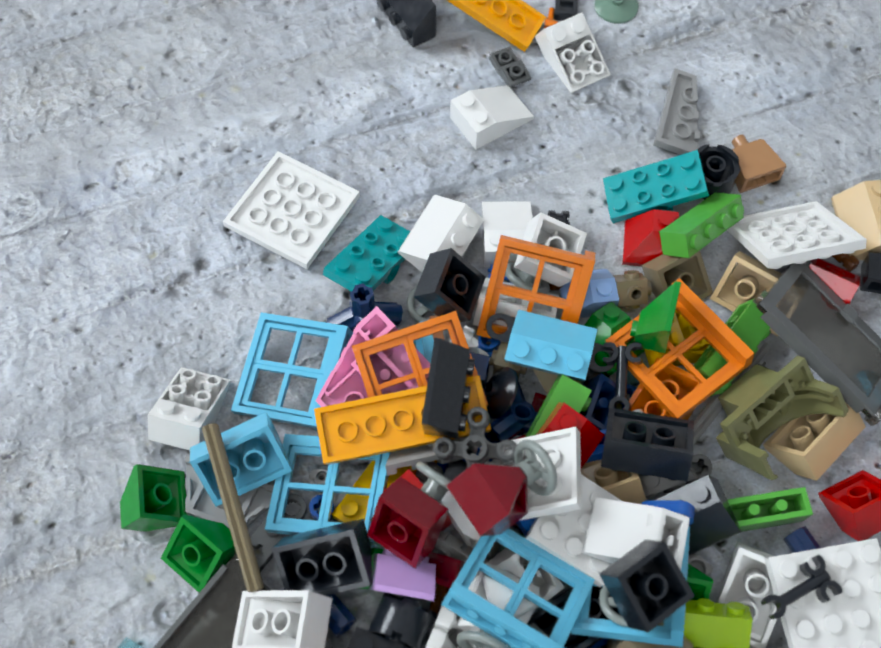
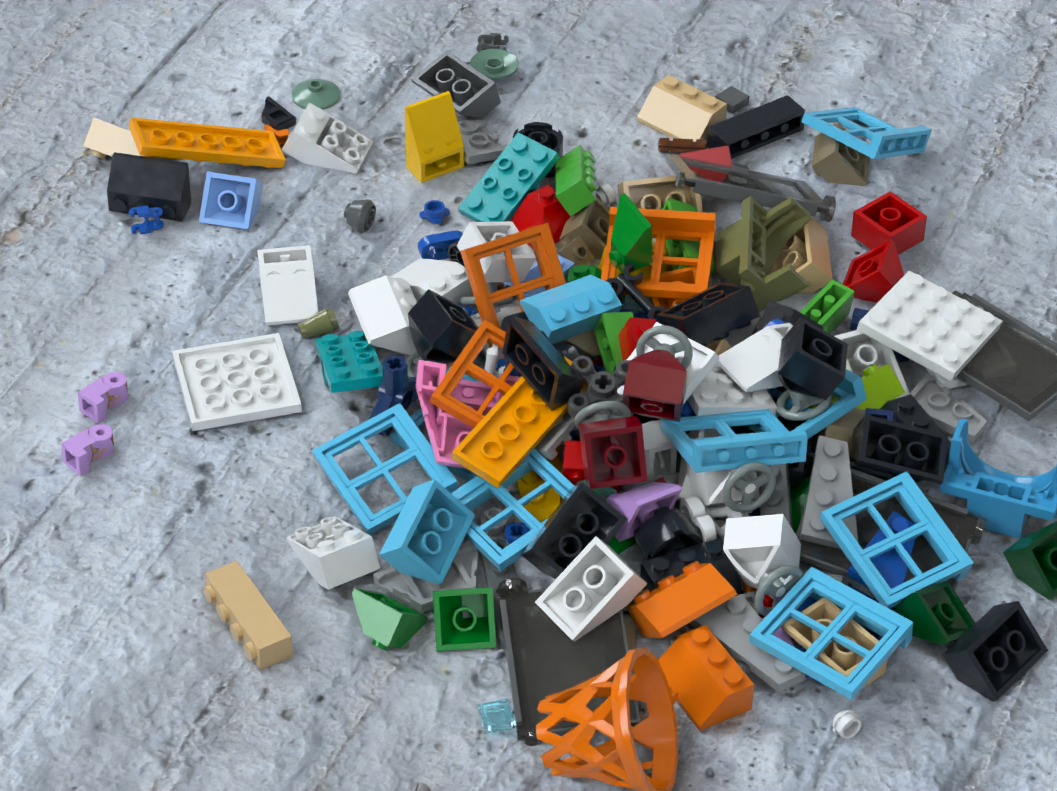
camera: 45 degrees left, 20 degrees down
(77, 414) = (248, 615): none -> tan brick
(145, 186) = (87, 447): none -> lavender leg
(201, 152) = (103, 395): none -> lavender leg
(232, 508) = (469, 547): dark tan axle -> none
(385, 28) = (147, 226): none -> blue piece
(397, 205) = (319, 324): none -> olive cone
(408, 156) = (287, 284): none -> white slope
(453, 55) = (230, 200): none -> light blue slope
(488, 114) = (312, 224): white slope -> none
(508, 67) = (280, 184): dark grey slope -> none
(525, 133) = (360, 214): none -> dark grey cone
(548, 200) = (440, 244): none -> blue beam
(582, 164) = (434, 211): none -> blue plate
(637, 106) = (433, 138): none -> yellow slope
(711, 73) = (470, 90): none -> dark grey slope
(724, 251) = (606, 194): none -> white plate
(757, 163) = (569, 121): medium nougat torso -> none
(768, 70) = (495, 63): none -> sand green dish
(794, 47) = (491, 41): none -> dark grey piece
(796, 235) = (648, 145): white plate -> none
(818, 580) = (903, 310): black bar -> none

